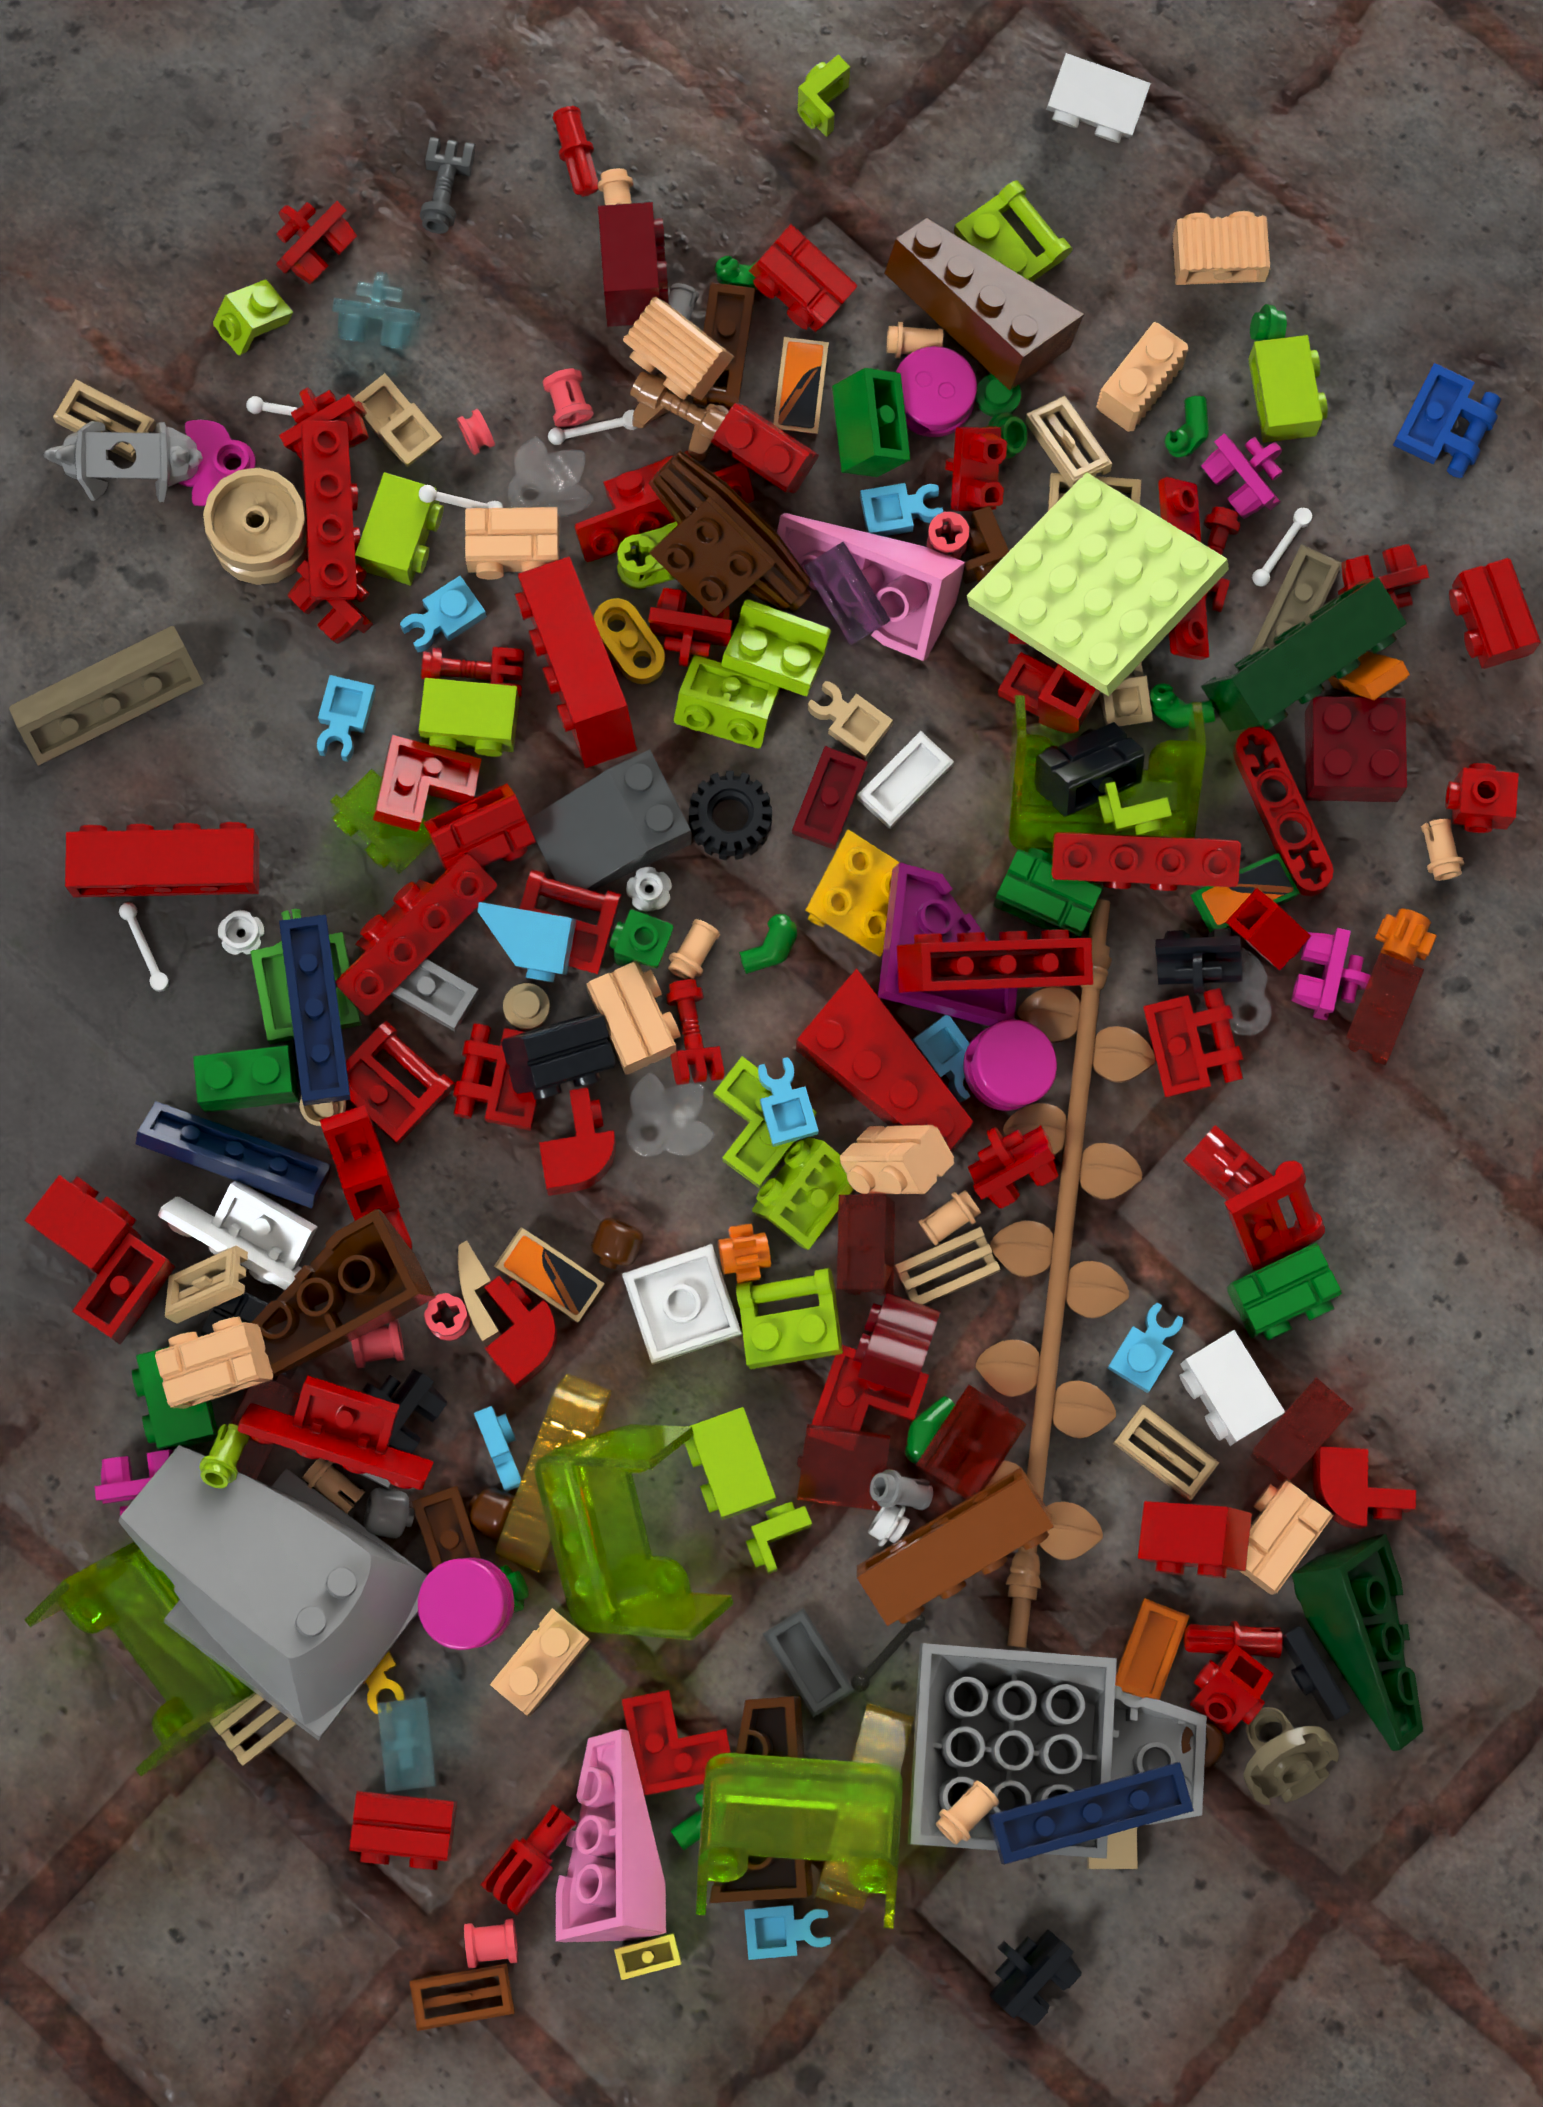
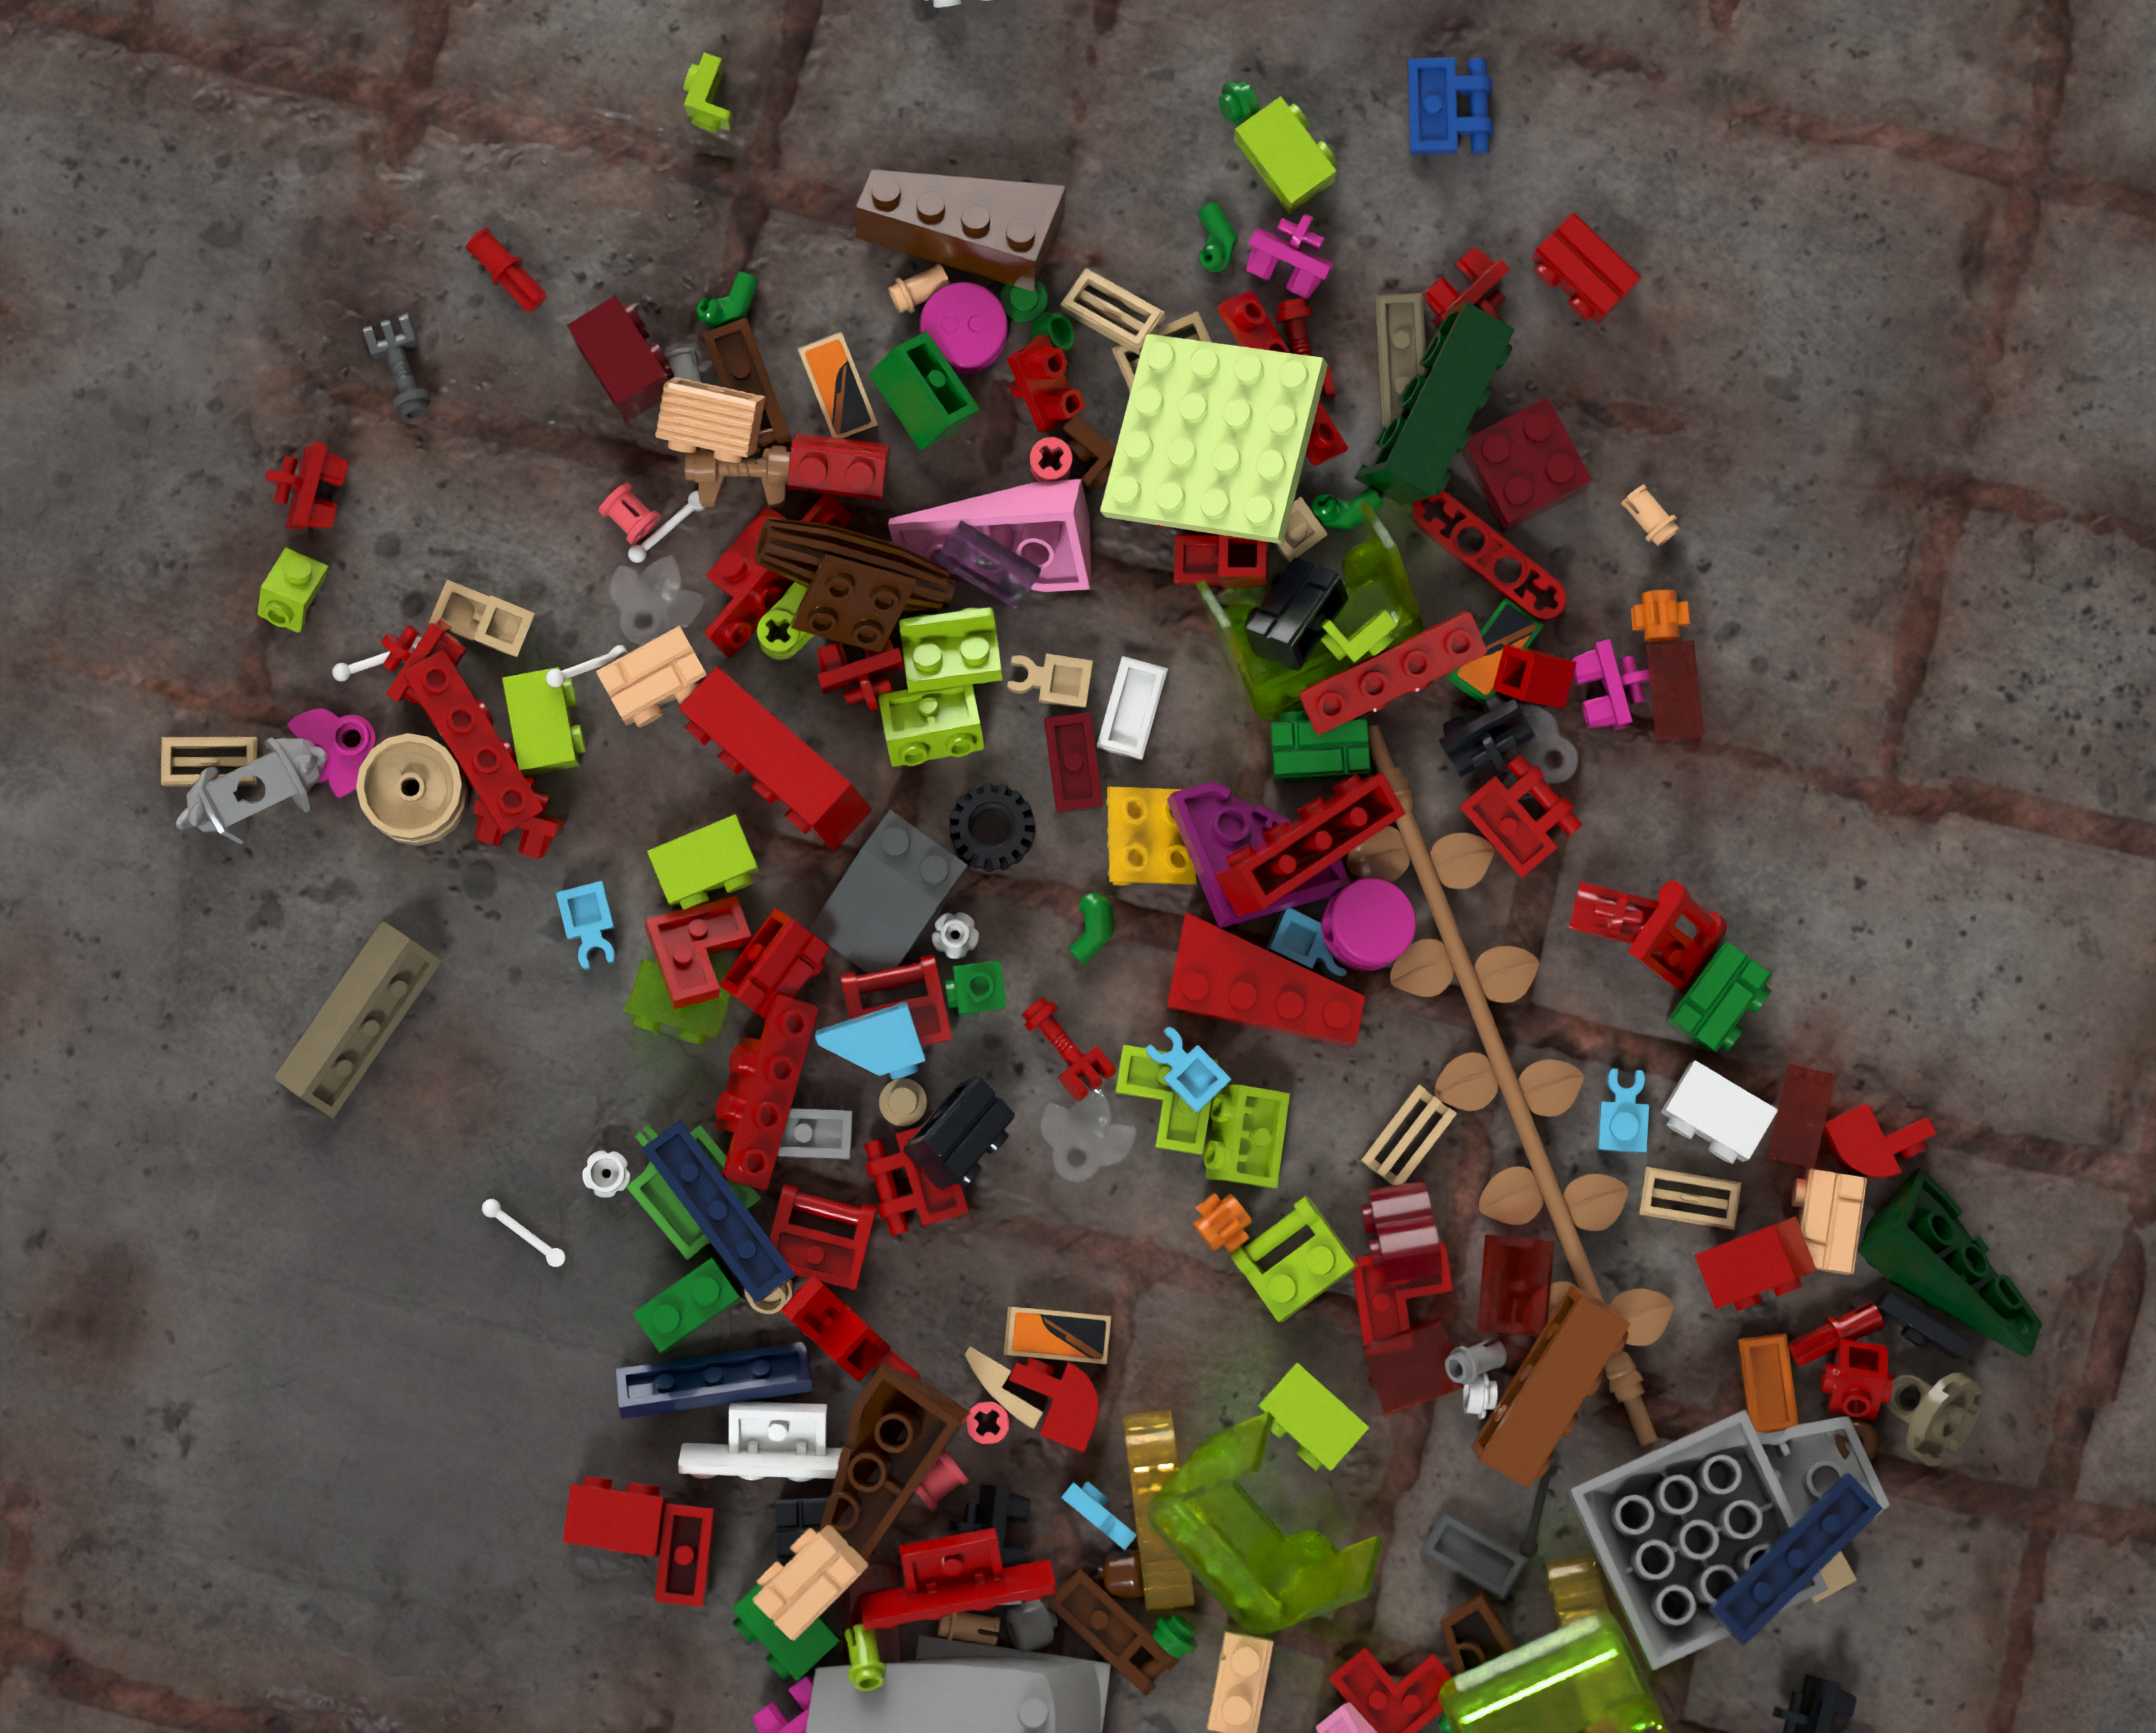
camera: 25 degrees left, 5 degrees up
(162, 861) = (500, 1148): red brick -> none
(205, 1291) = (761, 1518): tan tile -> none
(396, 321) = (388, 536): clear light blue hips -> none
(449, 610) = (630, 771): medium azure plate -> none
(465, 1603) = (1147, 1669): dark pink head -> none
(475, 432) = (562, 591): coral bush -> none
(496, 671) = (646, 832): red hinge -> none
(579, 1160) = (1031, 1215): red brick -> none
(615, 186) = (567, 293): light nougat pin -> none
(616, 1243) = (1102, 1273): reddish brown piece -> none
(631, 642) = (812, 713): yellow plate -> none
(632, 1016) = (1005, 1060): light nougat brick -> none
(681, 1304) = (1189, 1297): white tile -> none
(693, 950) = (1026, 970): light nougat pin -> none
(781, 1522) = (1385, 1445): lime bracket -> none
(802, 279) = (786, 287): red brick -> none
(866, 1244) = (1326, 1156): clear red hinge -> none
(892, 511) = (986, 461): medium azure plate -> none
(896, 1159) = (1315, 1068): light nougat brick -> none
(925, 1427) = (1467, 1291): green arm -> none
(950, 1217) = (1387, 1090): light nougat pin -> none
(966, 1813) = (1688, 1617): light nougat pin -> none
(994, 236) = (946, 153): lime plate -> none
(1009, 1160) = (1415, 1013): red hips -> none
(1142, 377) = (1148, 213): light nougat brick -> none
(1221, 249) = (1155, 51): light nougat brick -> none
(1301, 519) = (1362, 269): white hinge -> none
(1373, 677) = (1511, 392): orange tile -> none
(1482, 798) = (1673, 437): red brick -> none

